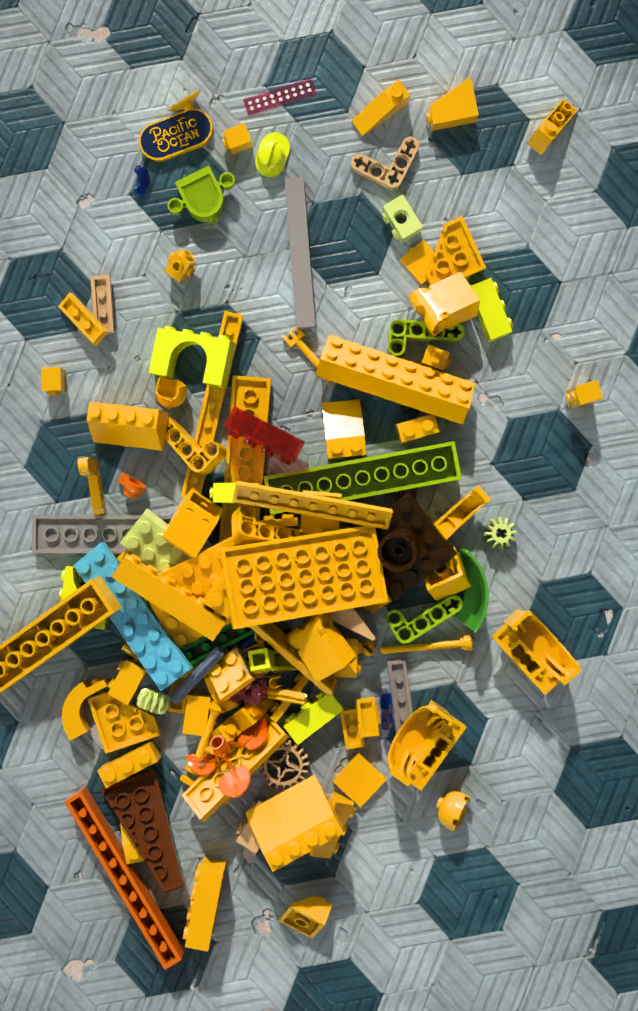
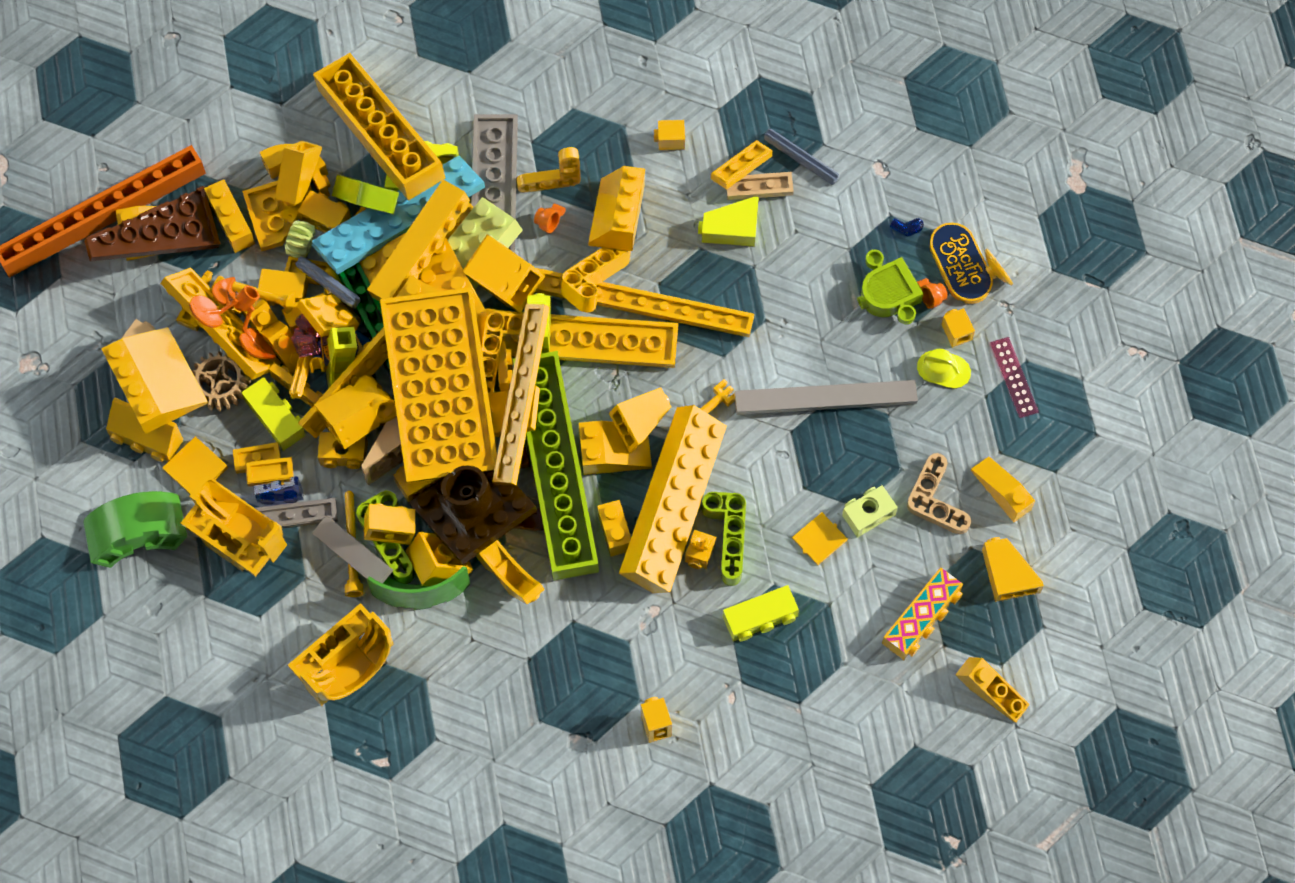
camera: 90 degrees right, 20 degrees down
(74, 267) = (801, 156): none -> sand blue axle
(91, 706) = (296, 172): none -> yellow slope
(118, 648) = (365, 194): none -> lime beam
(139, 327) = (731, 224): none -> neon yellow slope
(170, 392) = (657, 255): yellow hair -> none
(171, 342) = (704, 302): neon yellow arch -> none
(180, 265) = (805, 265): yellow brick -> none
(204, 903) = (64, 294): yellow brick -> none
(205, 158) = (932, 293): none -> orange piece
(264, 435) = (604, 350): clear red brick -> none
(307, 915) = (40, 407): yellow slope -> none
(322, 406) = (639, 416): none -> yellow slope
(369, 643) = (355, 479): yellow hinge -> none
(411, 827) = (134, 522): none -> bright green panel
(420, 615) = (389, 524): none -> yellow brick
(438, 645) = (351, 550): none -> light grey tile
(445, 303) = (764, 553): yellow piece -> none
(452, 809) = (152, 571): yellow cylinder -> none
(454, 253) = (826, 572): yellow plate -> none
(490, 178) = (922, 614): none -> brick
(501, 526) = (481, 633): yellowish green gear -> none

